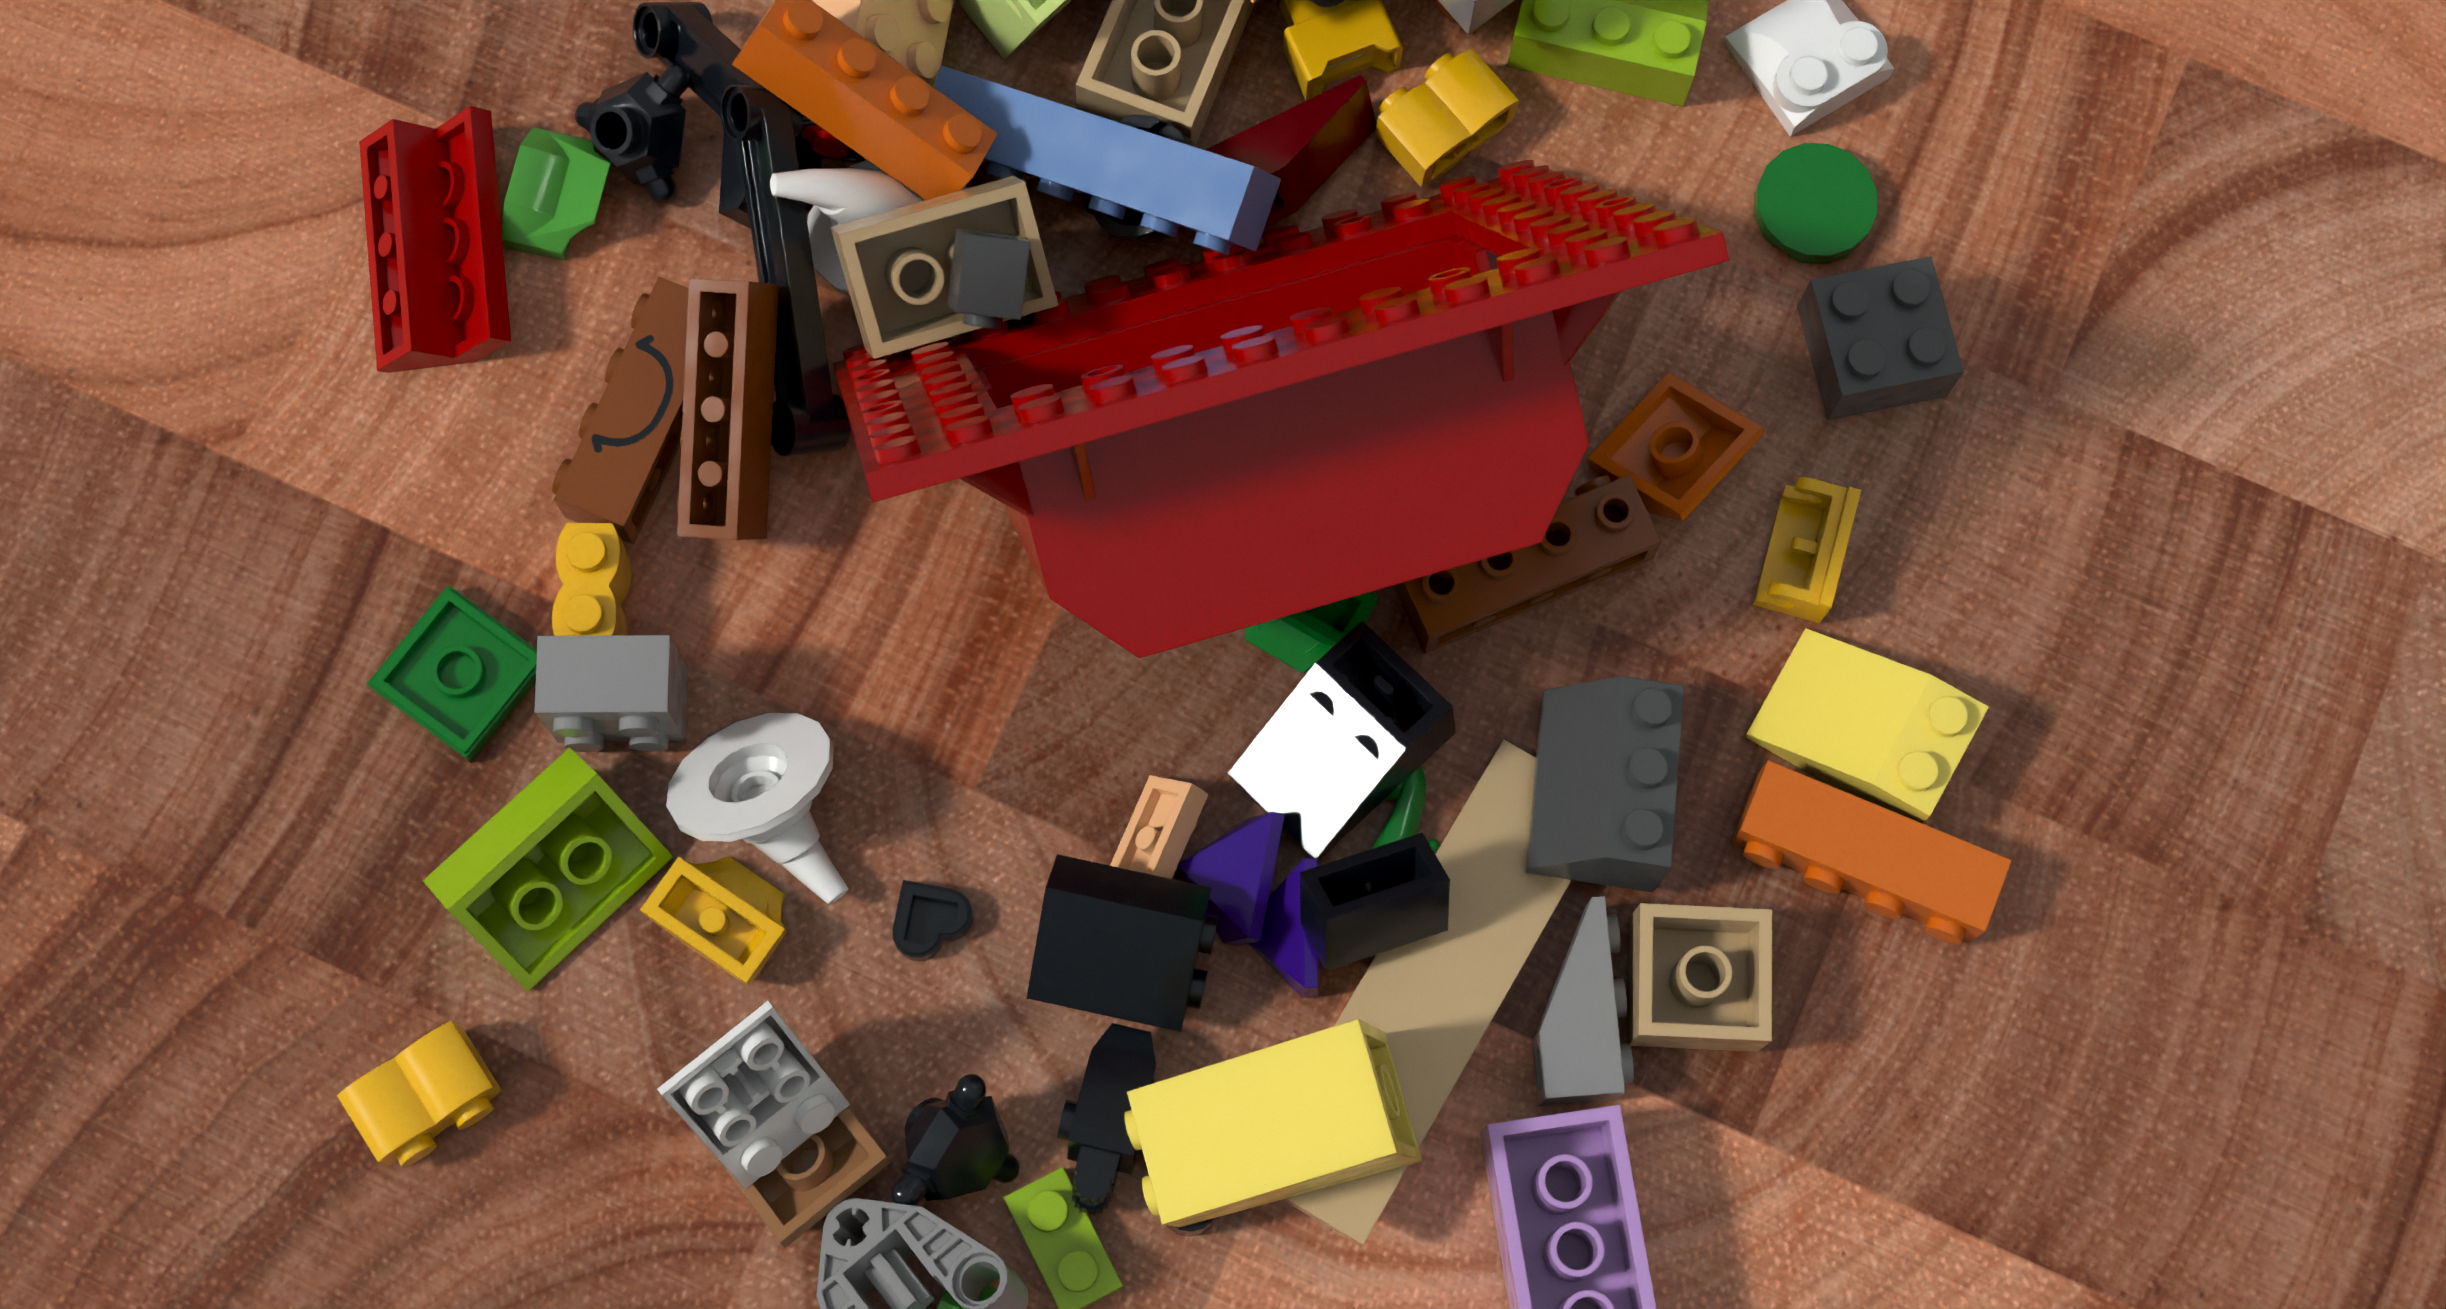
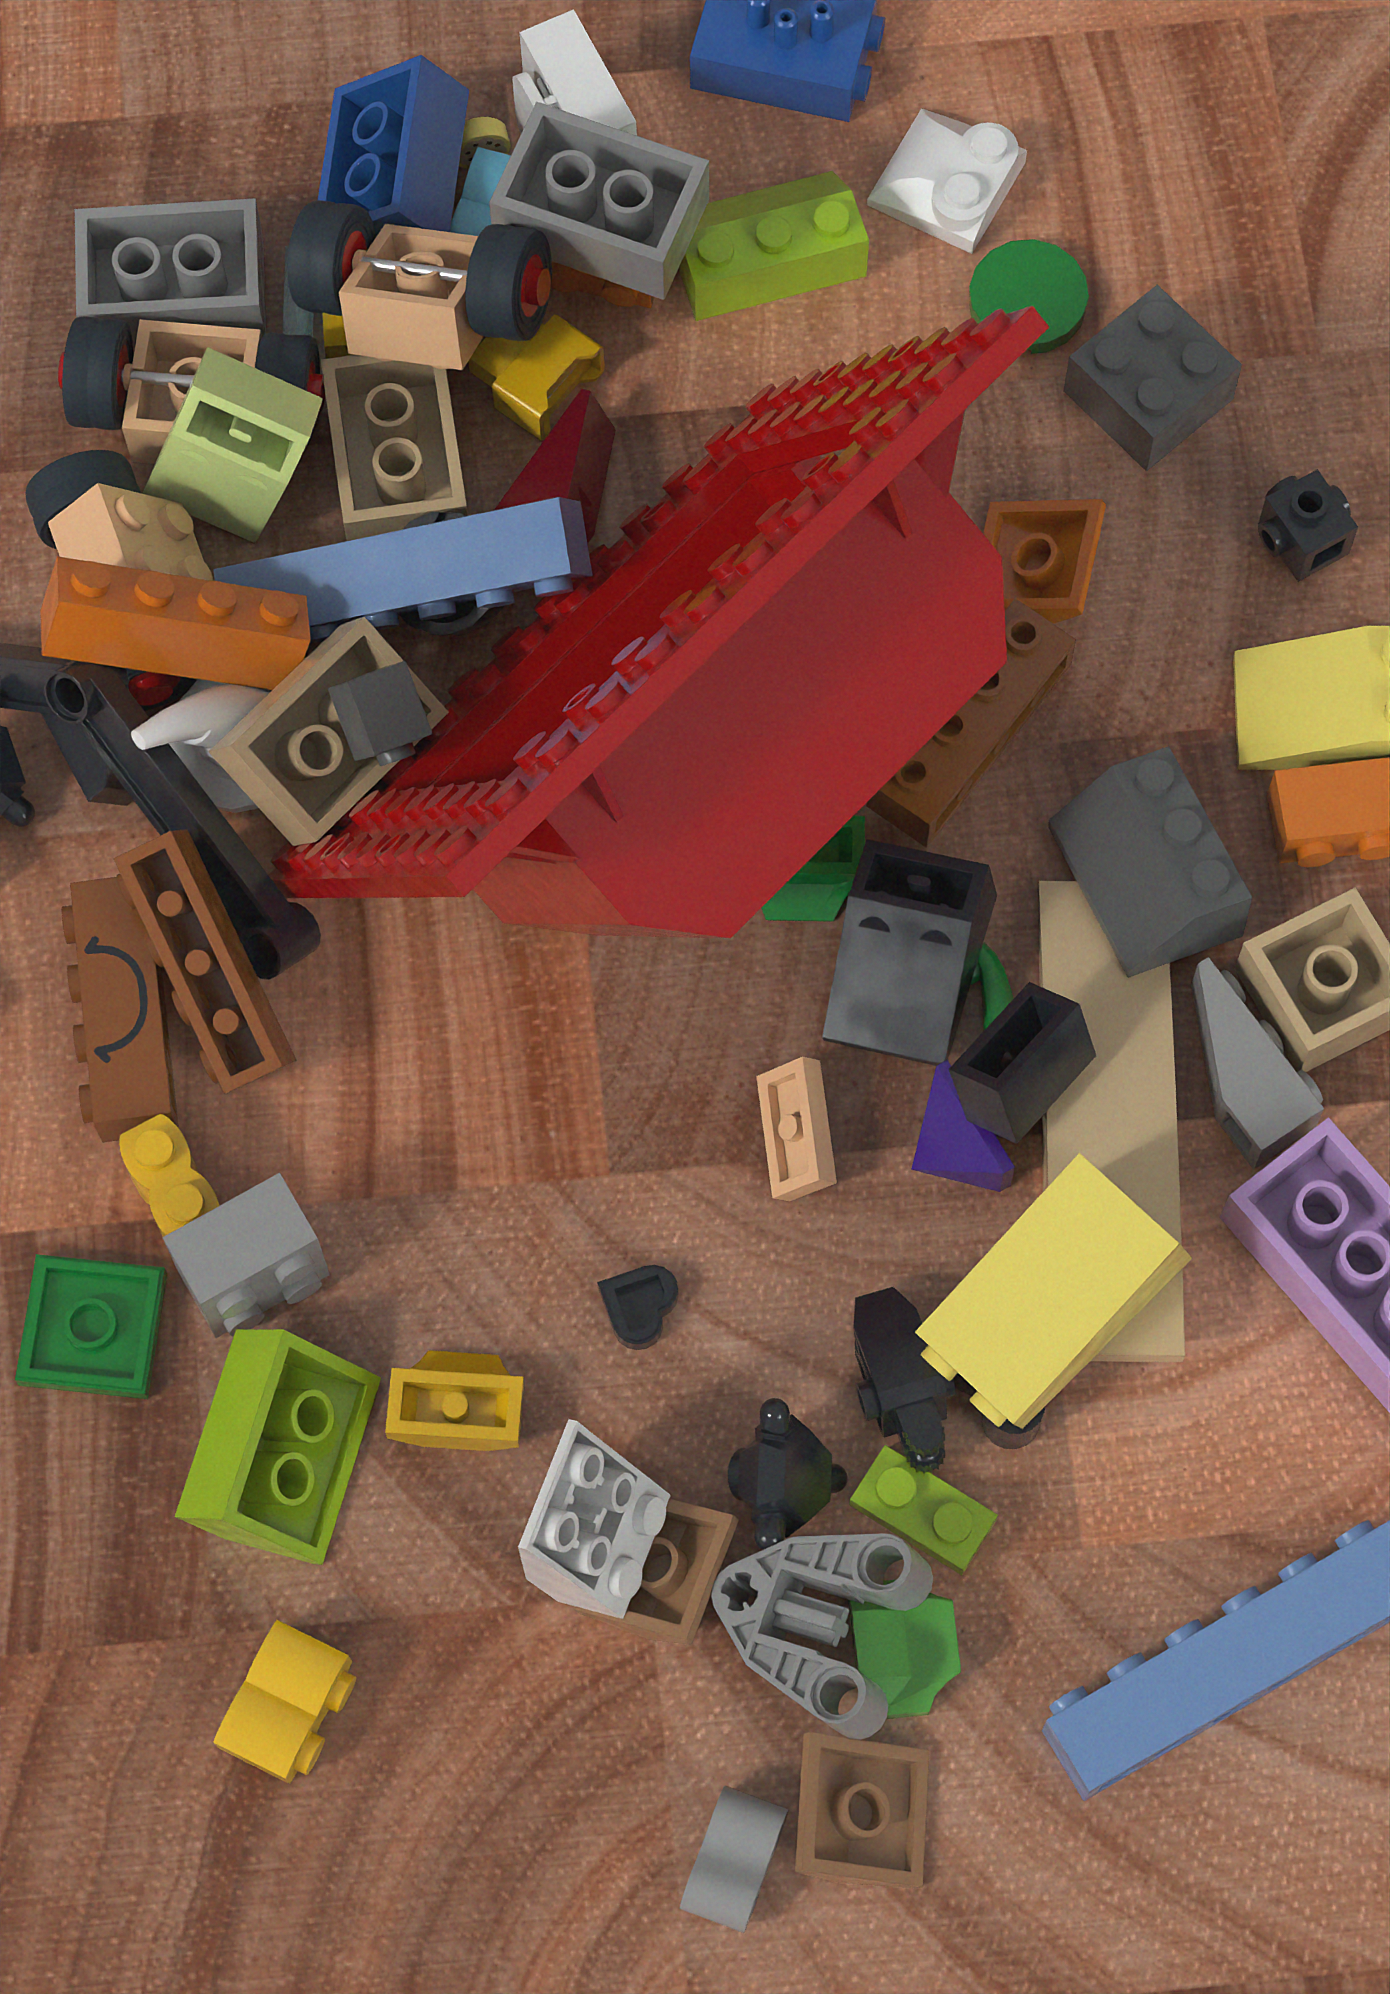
camera: 25 degrees left, 5 degrees down
(759, 788) = (427, 1269): white piece -> none
(1121, 943) = (825, 1223): black brick -> none
(1240, 873) = (886, 1118): dark purple slope -> none
(1444, 116) = (671, 388): yellow brick -> none
(1807, 549) = (1197, 583): yellow hinge -> none
(1937, 549) = (1306, 524): none -> black brick

